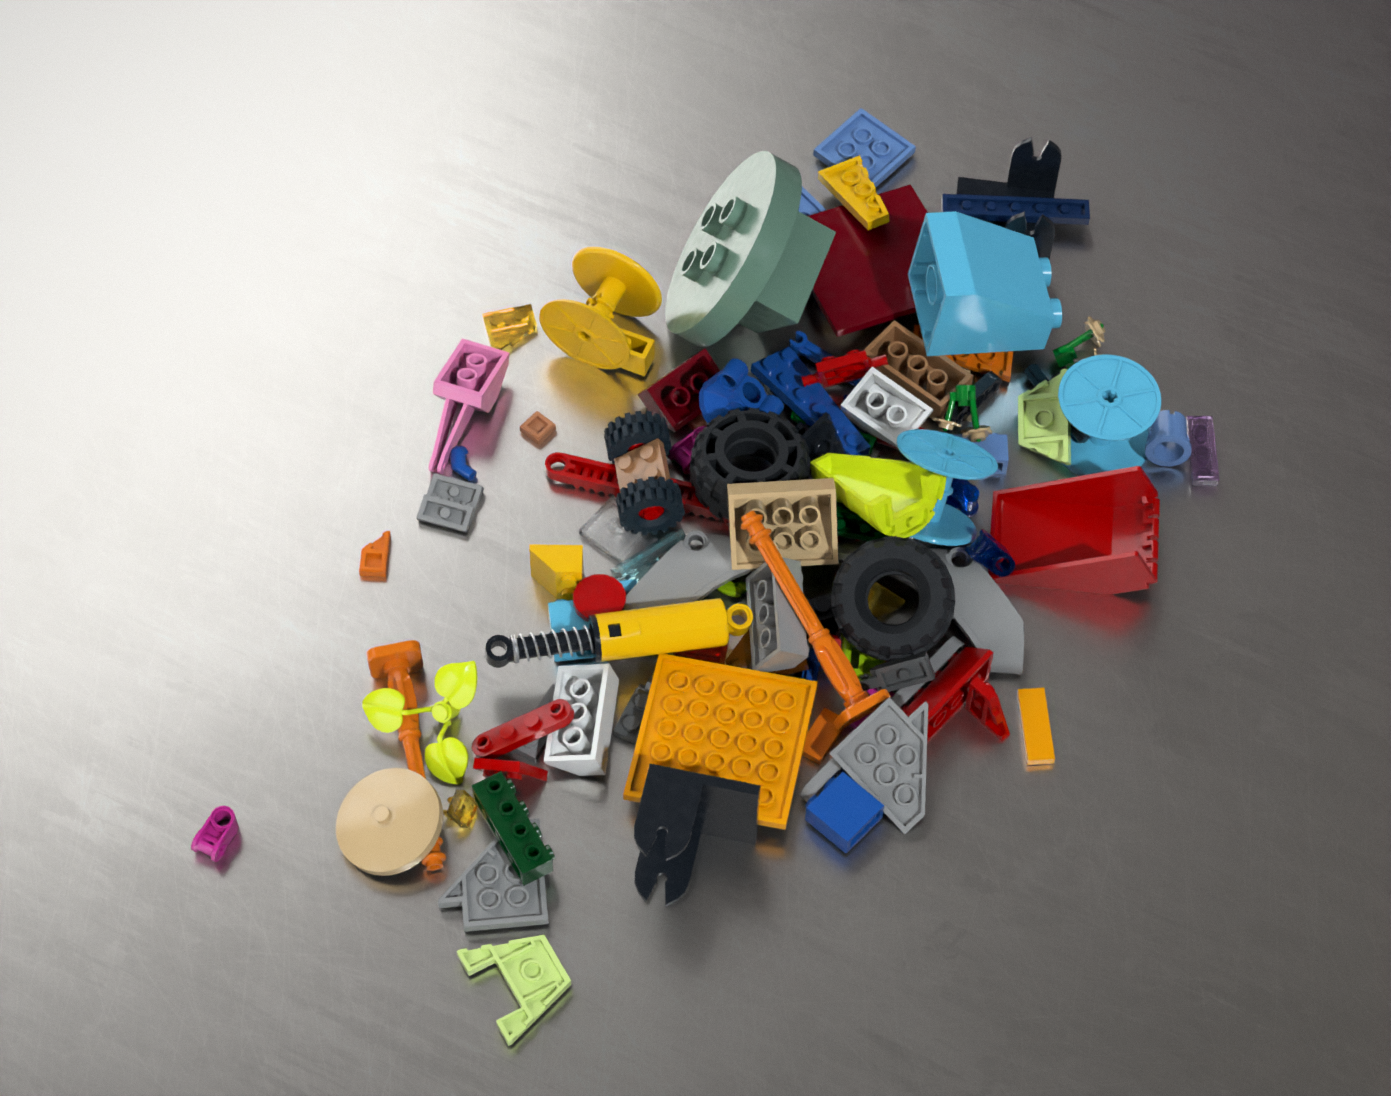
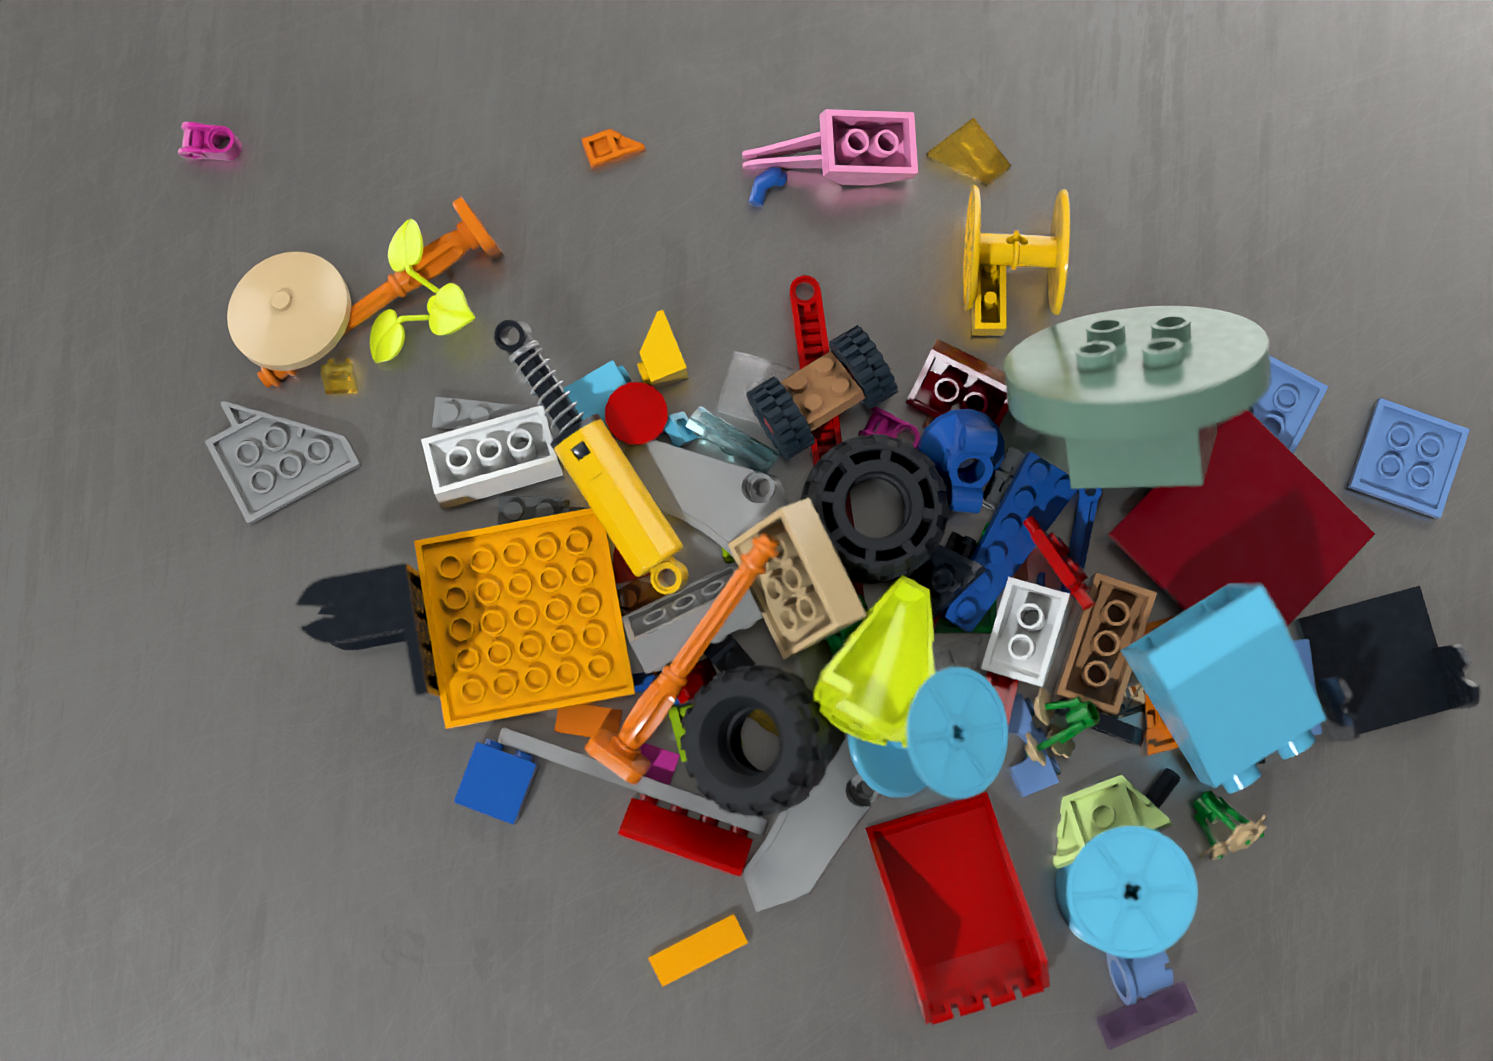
camera: 70 degrees right, 25 degrees up
(450, 503) = (709, 196): light grey slope -> none
(511, 769) = (400, 406): red wing -> none
(513, 828) = (327, 442): dark green brick -> none
(523, 729) = (452, 401): red plate -> none
(531, 974) = (183, 532): yellowish green wing -> none
(537, 427) = (850, 247): nougat tile -> none
(856, 192) = (1329, 472): yellow wing -> none
(890, 760) = (566, 810): light grey wing -> none
(899, 673) = (682, 787): dark grey hinge -> none
(986, 708) = (691, 885): red wing -> none
(988, 551) = (882, 824): clear blue piece -> none
(1004, 207) = (1395, 673): dark blue plate -> none

